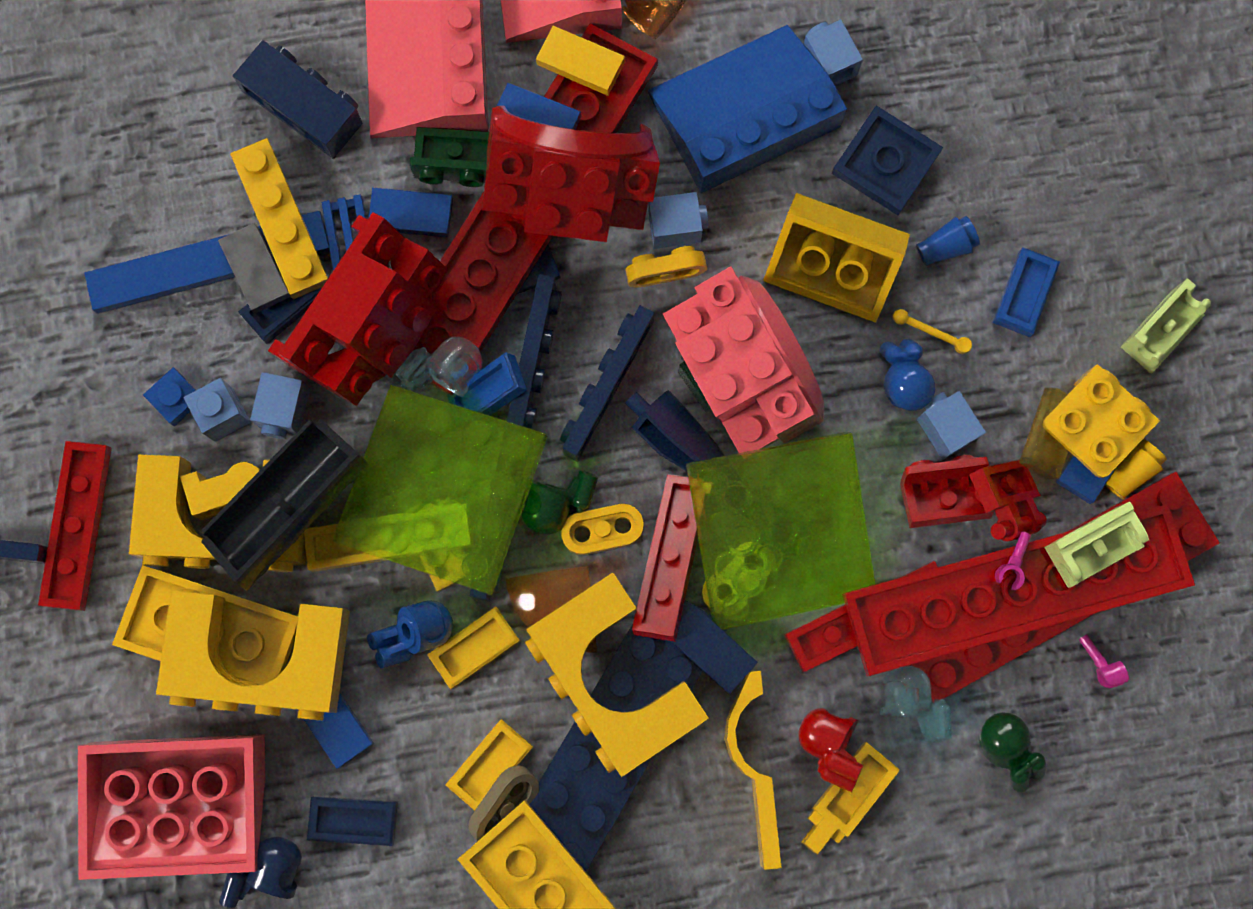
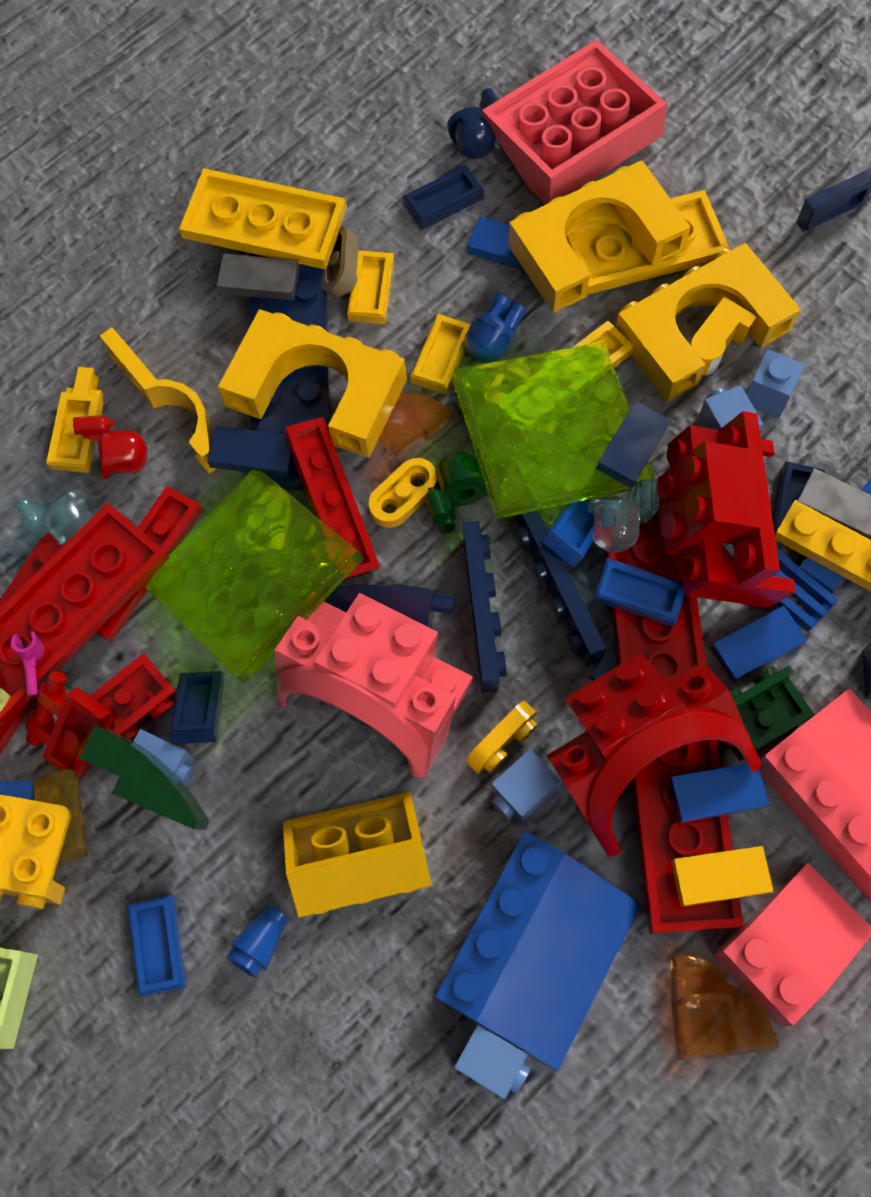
camera: 150 degrees right, 10 degrees down
(75, 526) = (803, 249): red plate -> none
(168, 396) = (817, 381): blue plate -> none
(281, 502) = (661, 332): black container -> none
(388, 416) = (633, 444): none -> dark blue tile
(476, 303) = (639, 592): none -> blue tile
(593, 835) = (258, 277): none -> flat silver tile
(887, 160) = (366, 986): dark blue plate -> none
(893, 448) = (197, 707): none -> dark blue tile
(907, 381) = (220, 779): blue piece -> none
(961, 345) = (190, 853): yellow hinge -> none
(971, 398) = (143, 777): none -> dark green slope

